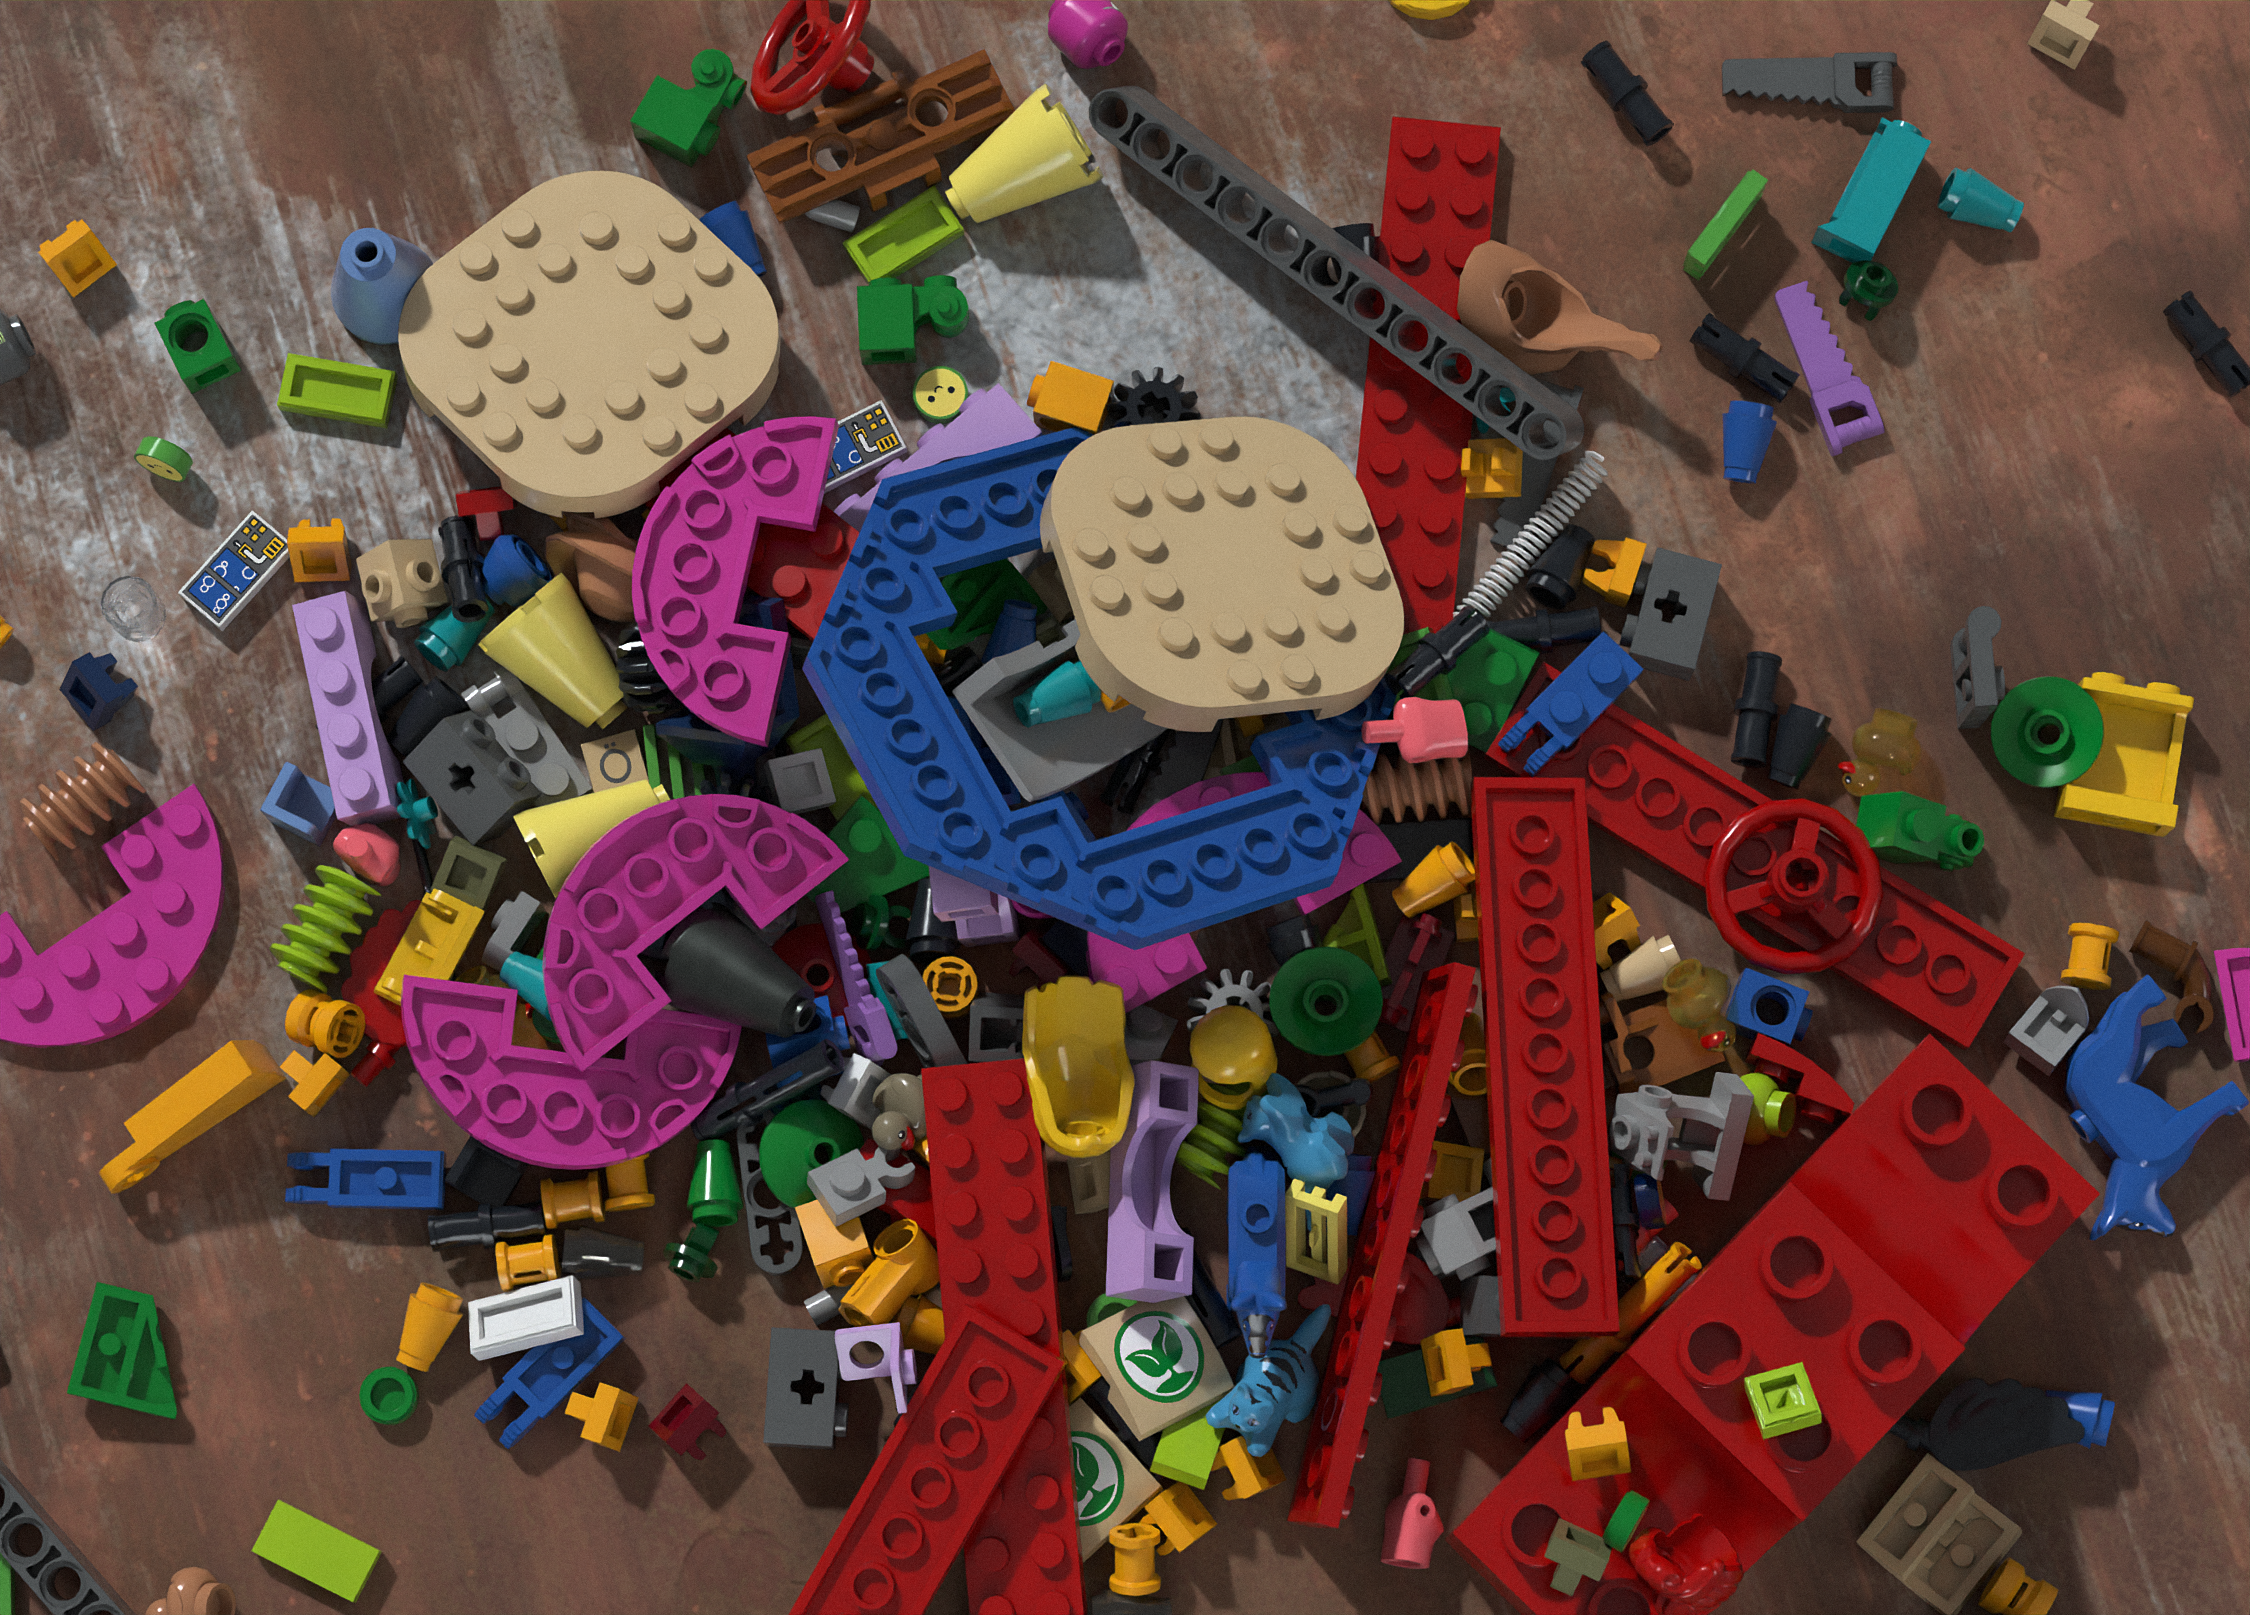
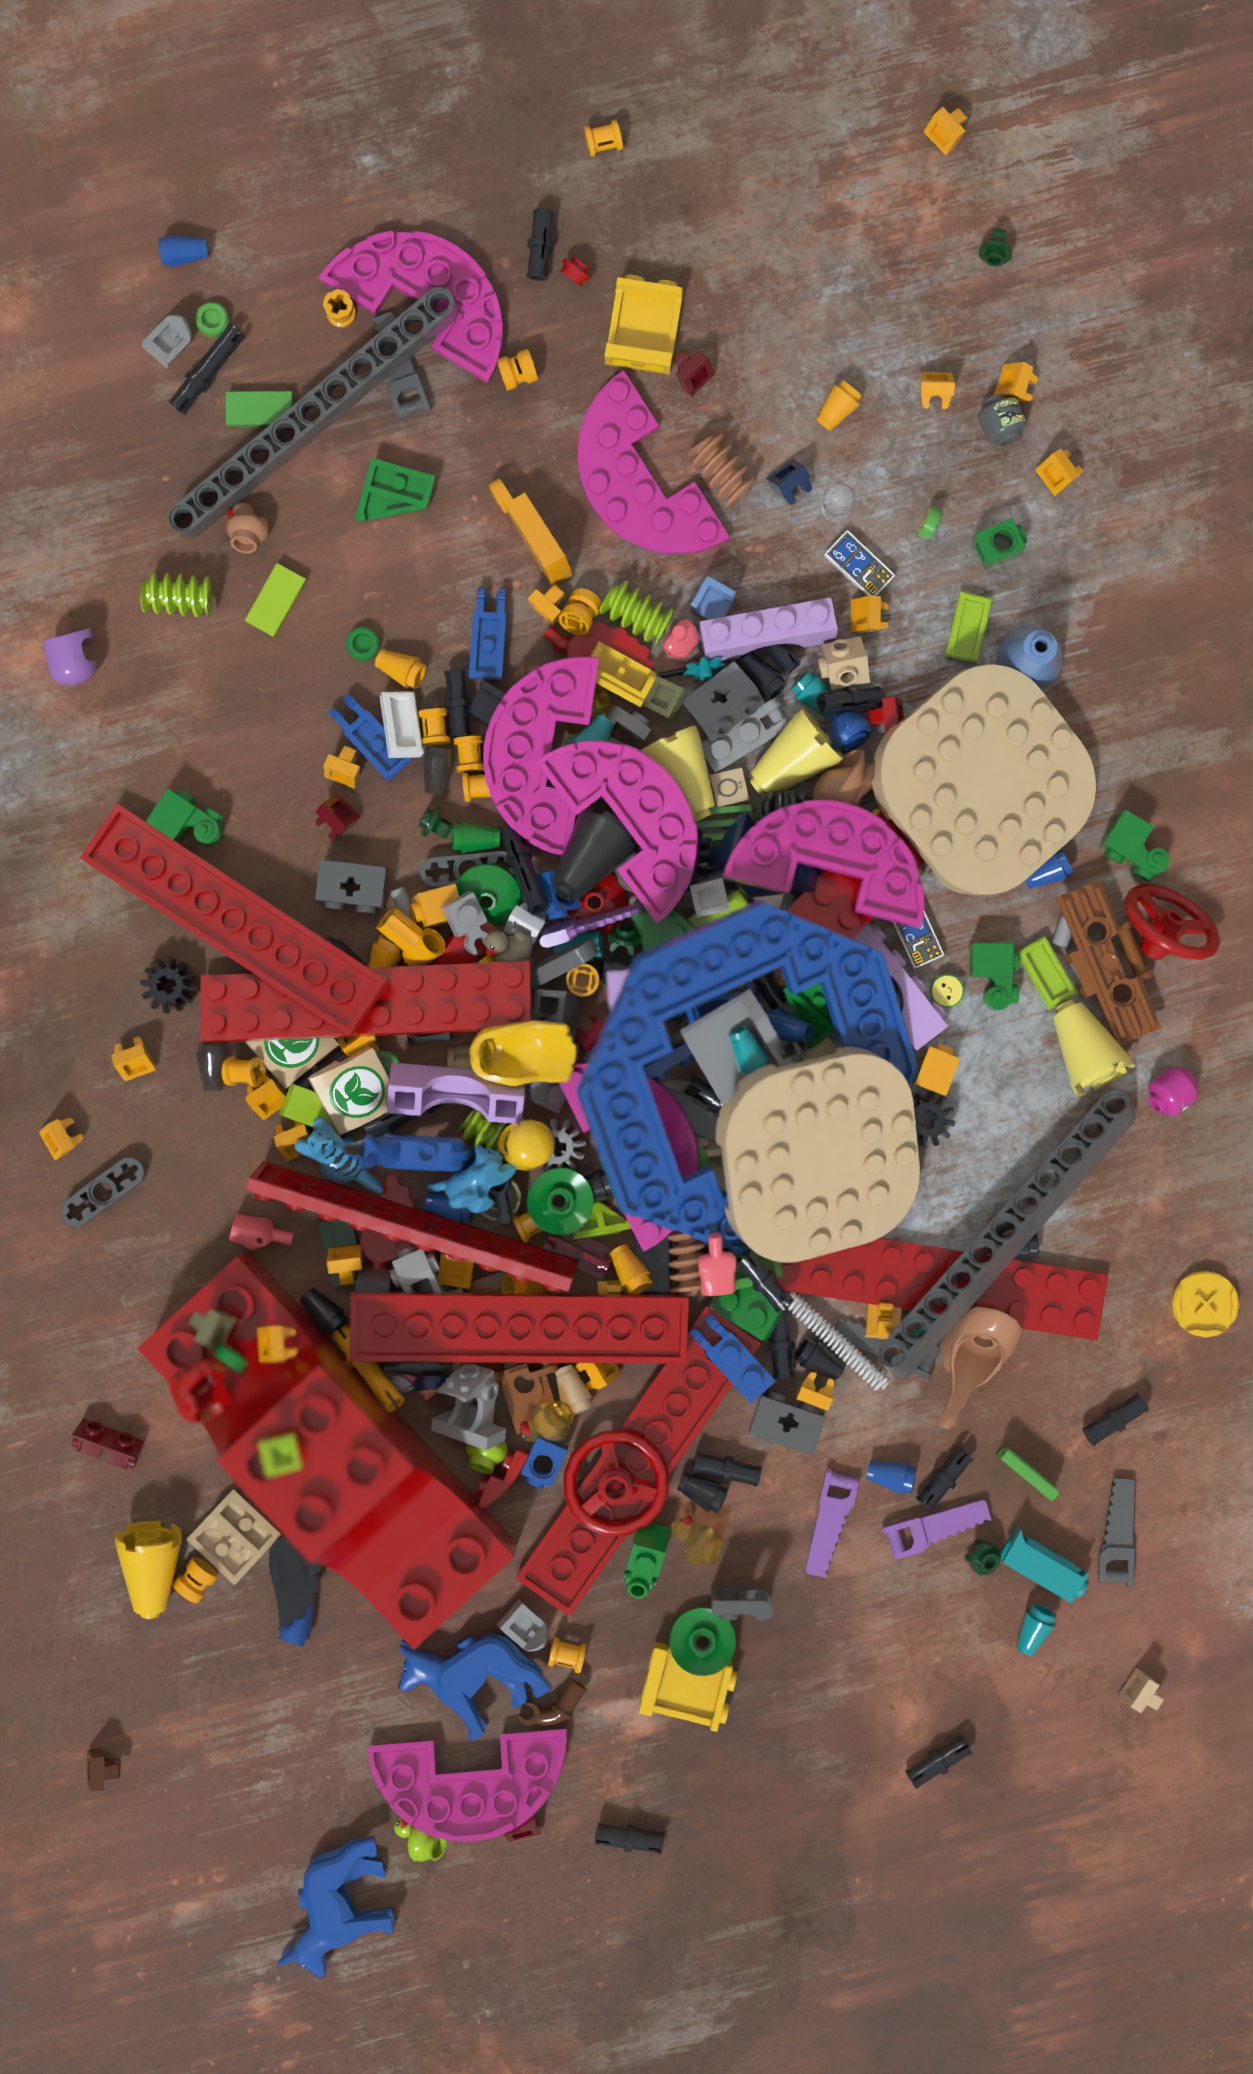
camera: 95 degrees right, 10 degrees up
(895, 1361) = (360, 937): lavender bracket -> none
(1336, 1249) = (430, 1199): light yellow tile -> none
(1828, 539) = (829, 1521): none -> medium lavender piece

